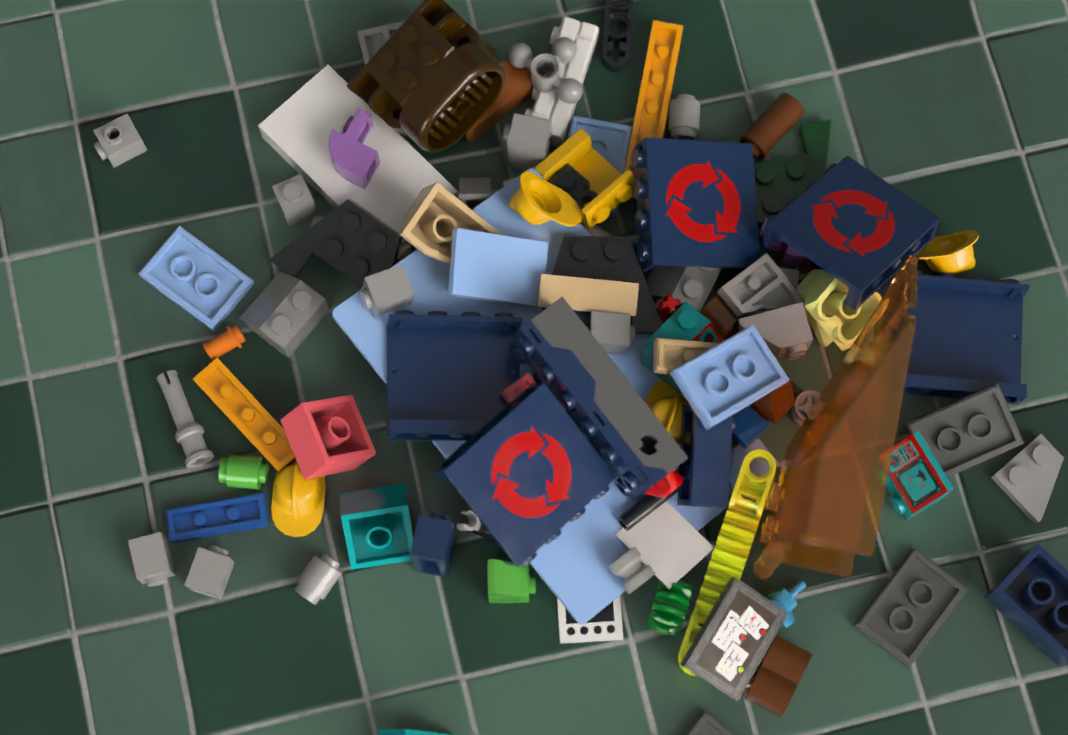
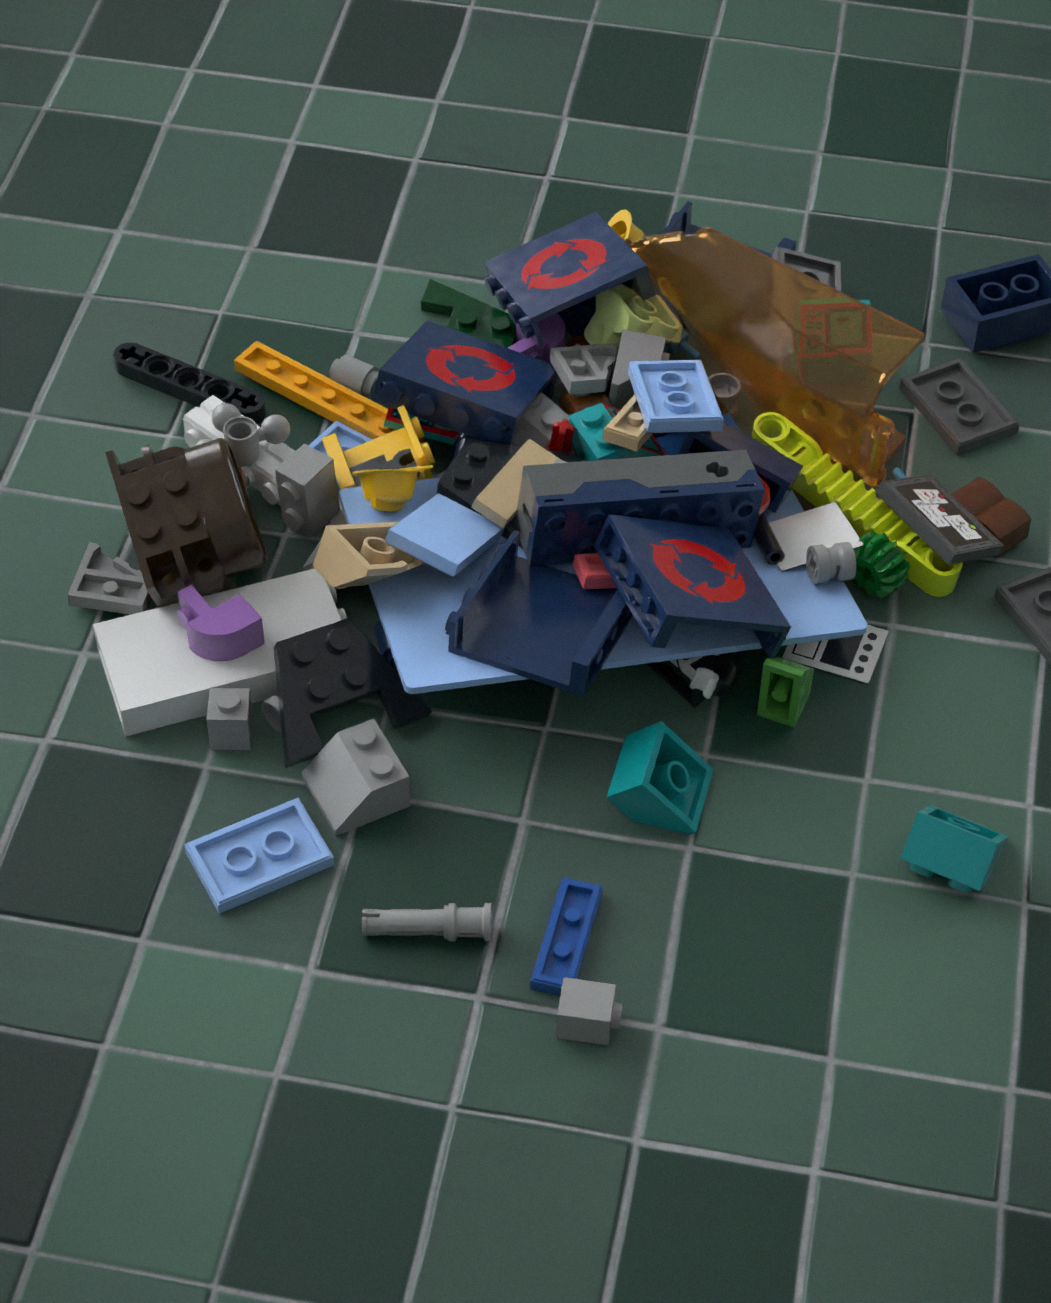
camera: 65 degrees left, 25 degrees down
(119, 141) = (38, 861): light grey brick -> none
(210, 572) = (634, 958): light grey brick -> none
(224, 342) = (358, 850): orange pin -> none
(243, 471) = (527, 884): bright green brick -> none
(246, 414) = (461, 858): light orange plate -> none
(297, 502) = (583, 850): yellow piece -> none
(317, 578) = (693, 859): light grey brick -> none
(328, 436) = (538, 776): coral brick -> none
(386, 291) = (416, 625): light grey brick -> none
(433, 544) = (721, 713): dark blue brick -> none
(773, 125) = (403, 310): reddish brown brick -> none
(1031, 477) = (870, 279): light grey wing -> none

